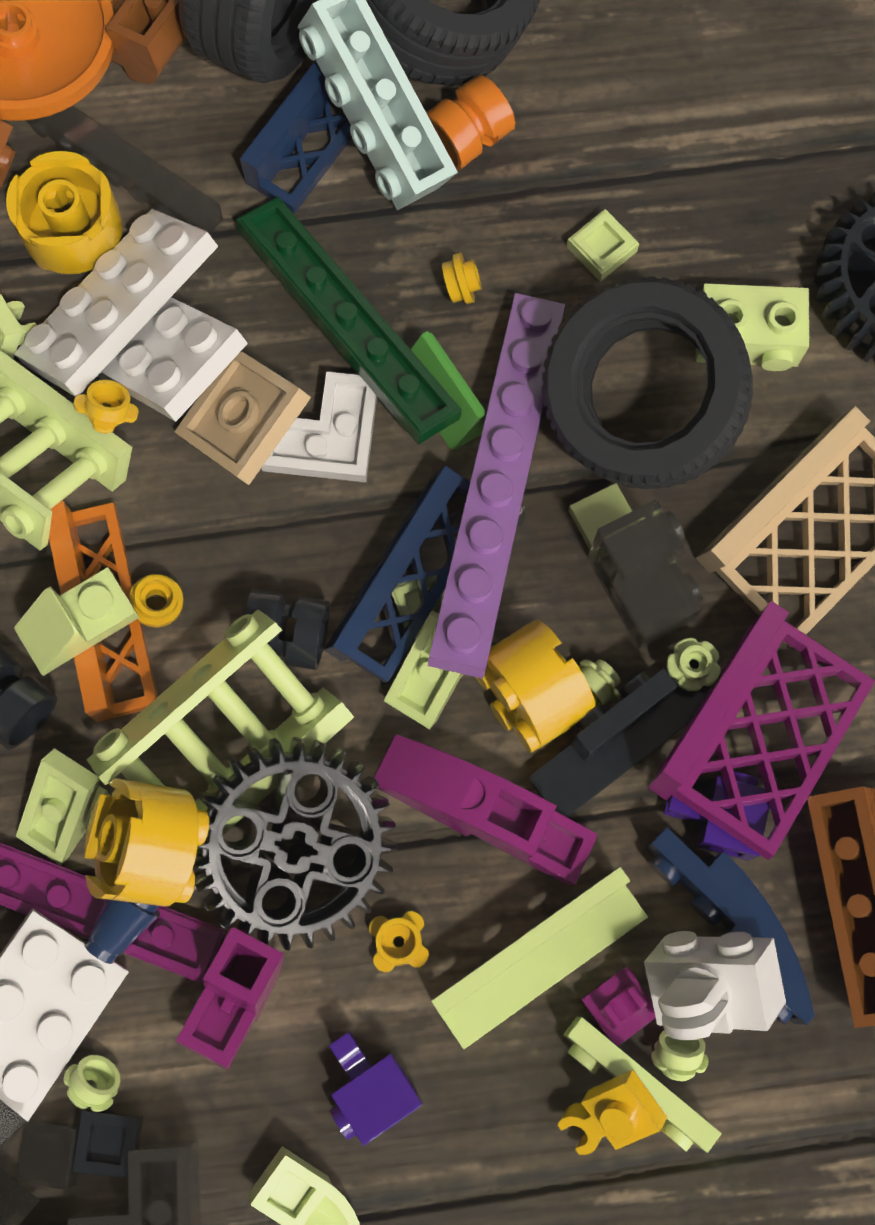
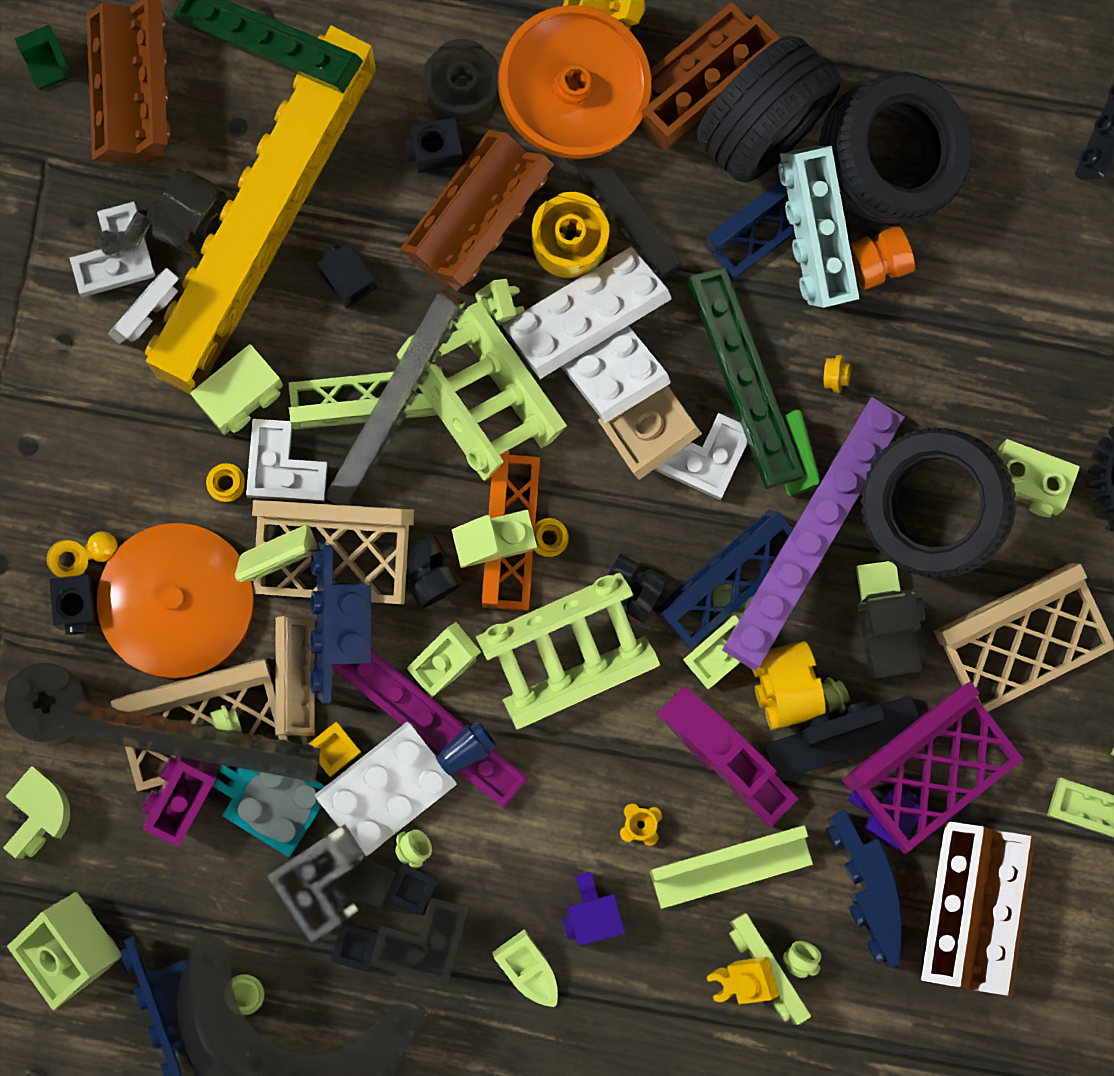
camera: 15 degrees right, 5 degrees up
(106, 405) = (564, 386): yellow plate -> none
(144, 843) = (500, 706): yellow brick -> none
(232, 998) = (521, 824): magenta brick -> none
(354, 879) = (598, 751): black gear -> none
(602, 245) = (947, 379): yellowish green tile -> none
(619, 1006) = (774, 916): magenta tile -> none
(690, 678) = (895, 713): yellowish green plate -> none
(714, 984) = (840, 920): white brick -> none

